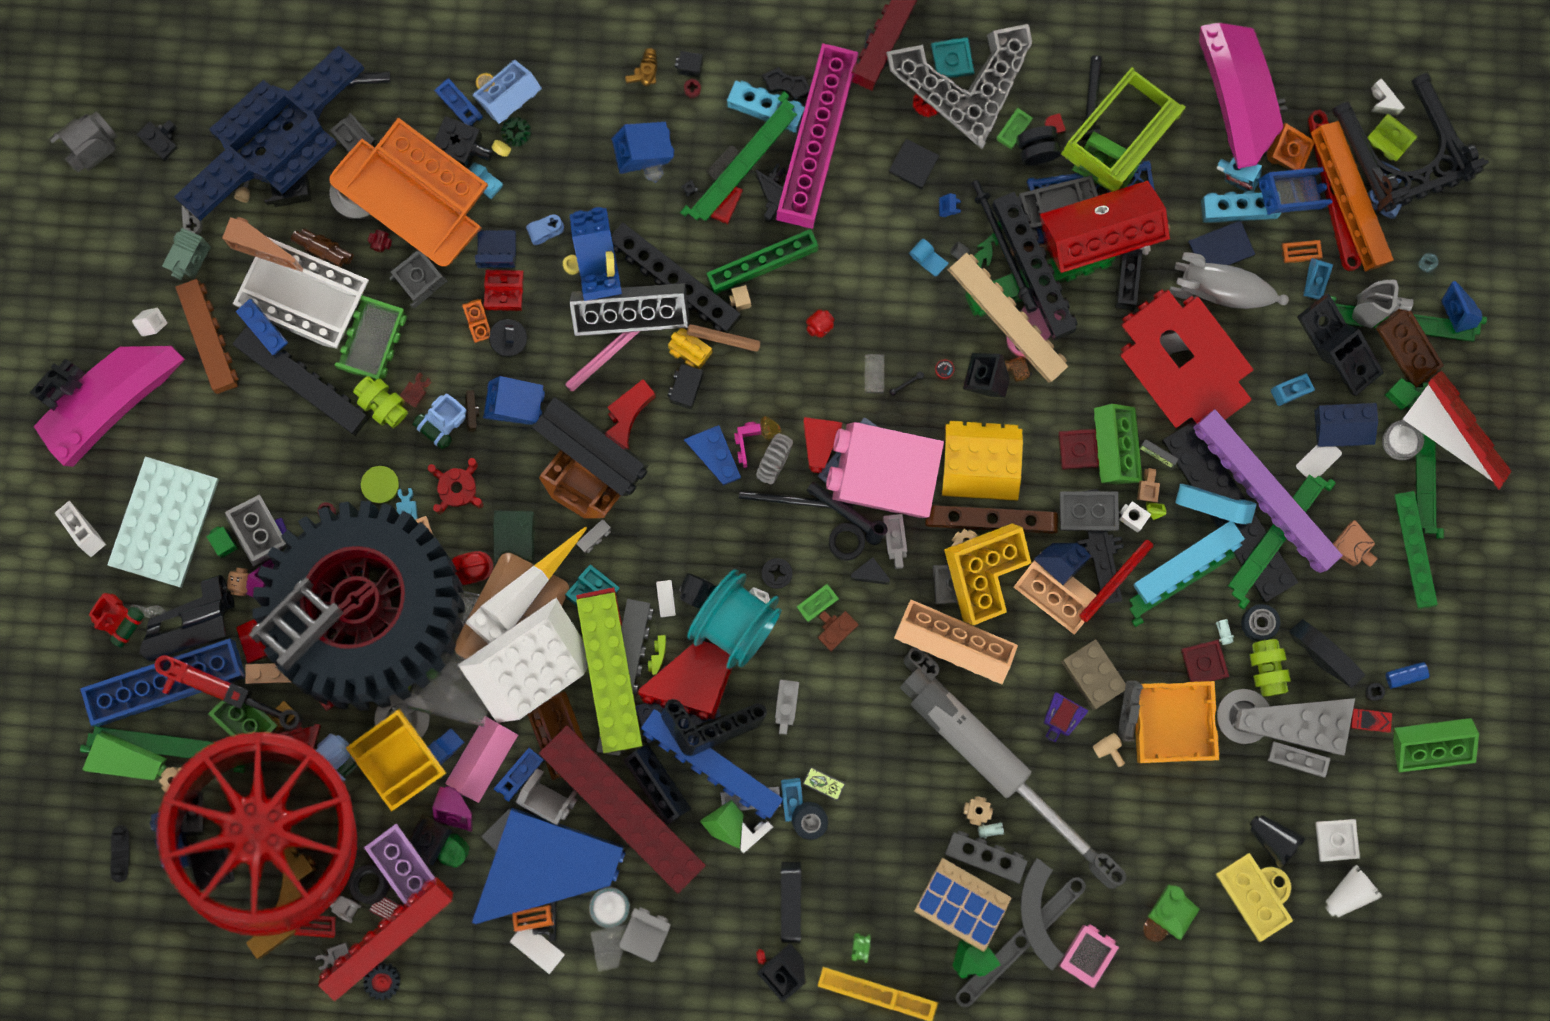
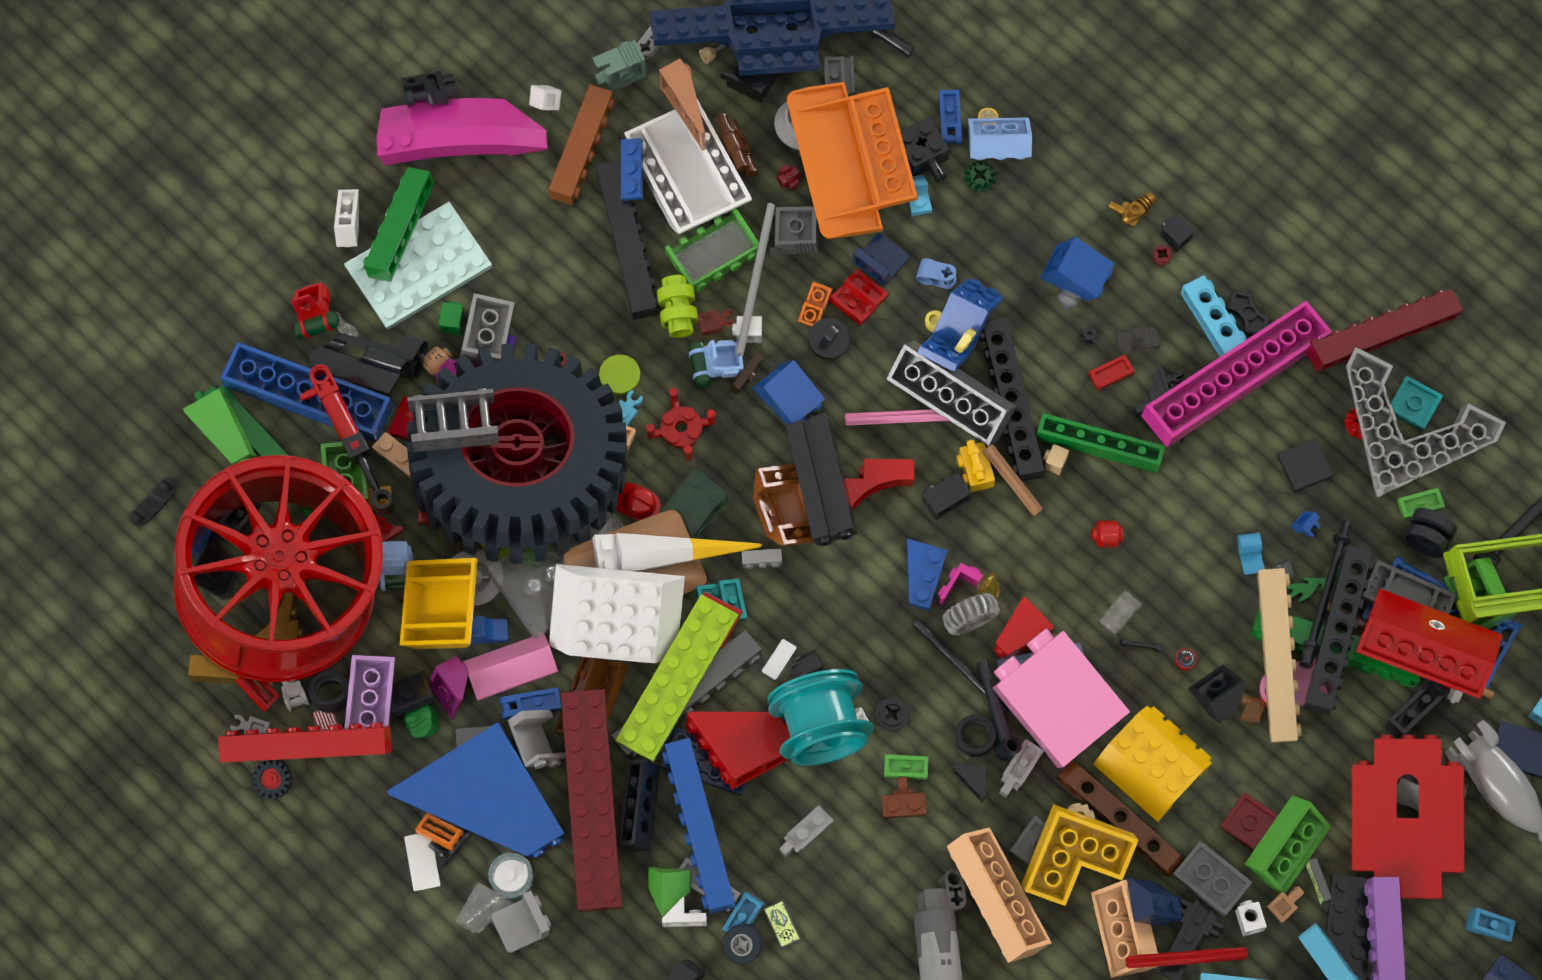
camera: 40 degrees right, 10 degrees down
(124, 504) = (398, 224): none -> green brick
(420, 337) = (755, 279): none -> light grey piece
(445, 377) = (755, 329): none -> white brick
(501, 148) = (955, 180): light yellow tile -> none
(656, 661) = (727, 704): lime slope -> none
(713, 729) = (724, 795): black beam -> none
(743, 162) = (1154, 347): green piece -> none
(1056, 121) = (1463, 528): red tile -> none
(1156, 510) = (1275, 928): lime slope -> none

